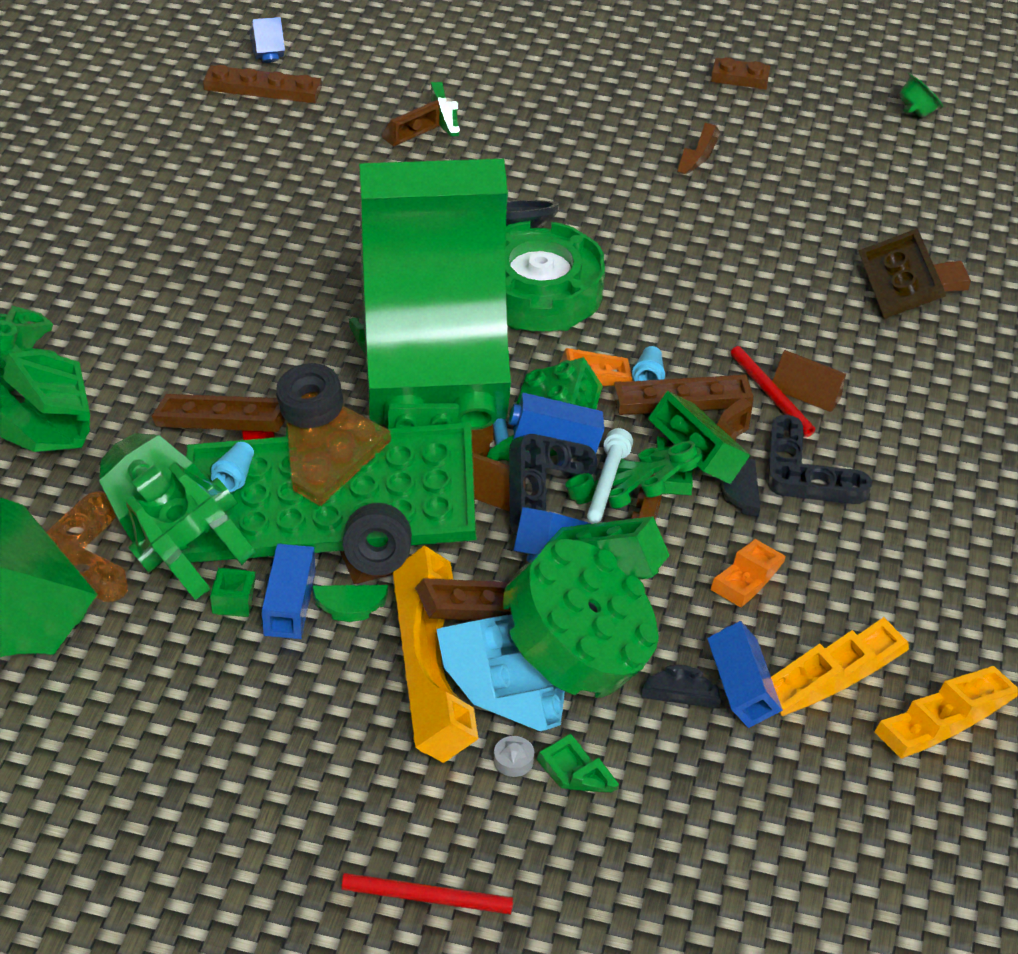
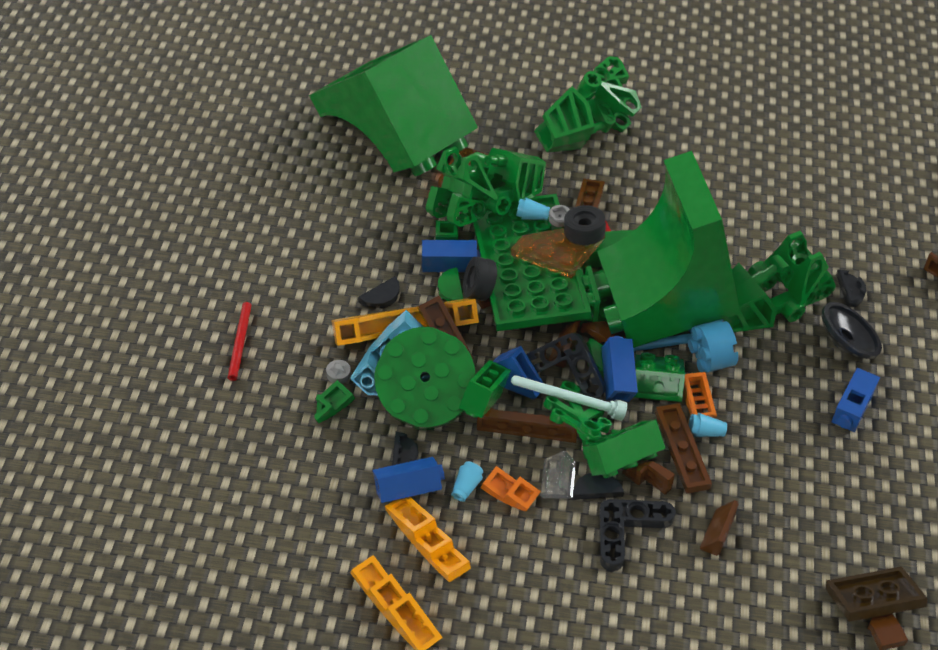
camera: 85 degrees right, 5 degrees up
(258, 434) = (557, 215): none -> light grey tile
(351, 686) = (382, 295): none -> black tile
(532, 328) = (713, 346): none -> dark azure brick
(551, 277) = (782, 353): green piece -> none
(618, 234) = (855, 400): none -> blue brick
(731, 519) = (558, 476): none -> clear slope
(734, 608) = (467, 480): none -> medium azure cone
(770, 388) = (708, 507): red piece -> none

